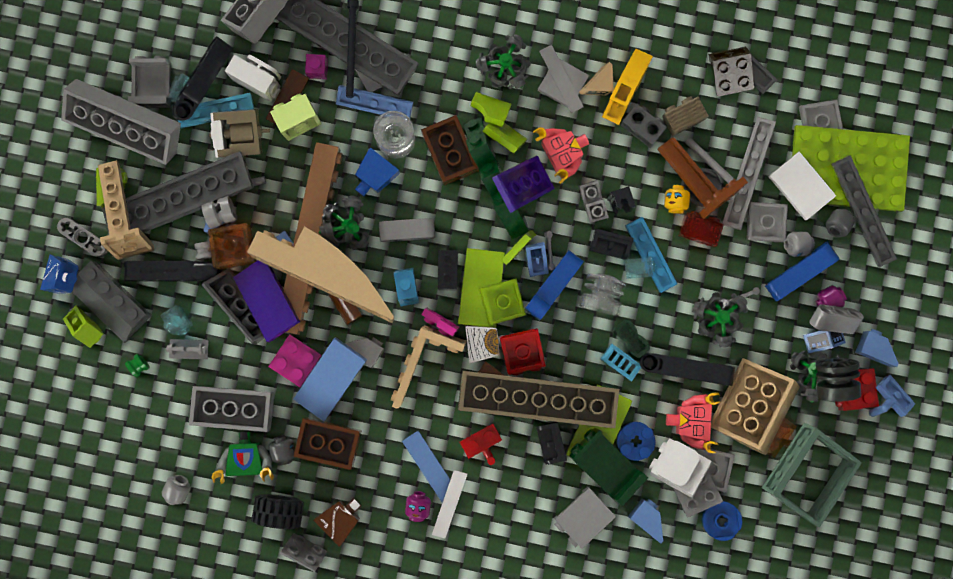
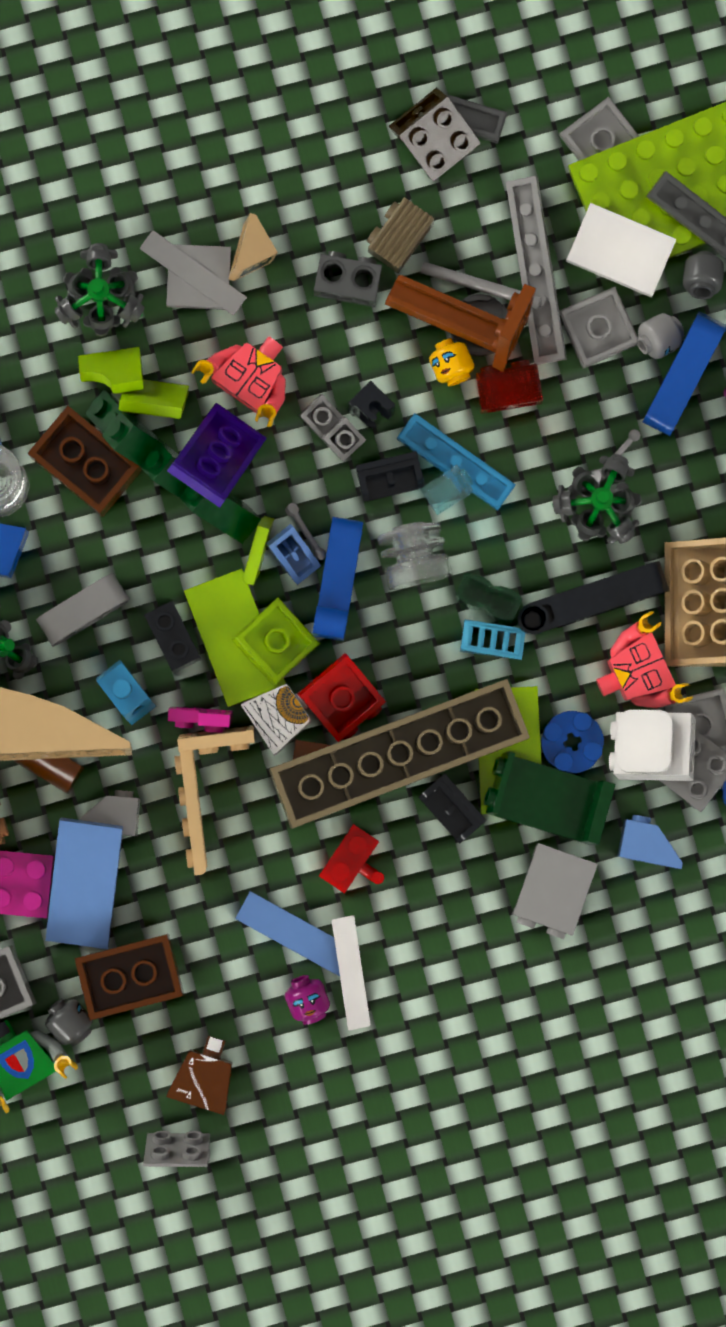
camera: 30 degrees left, 0 degrees up
(277, 511) = (108, 1110): black tyre -> none
(627, 86) = (294, 235): yellow slope -> none

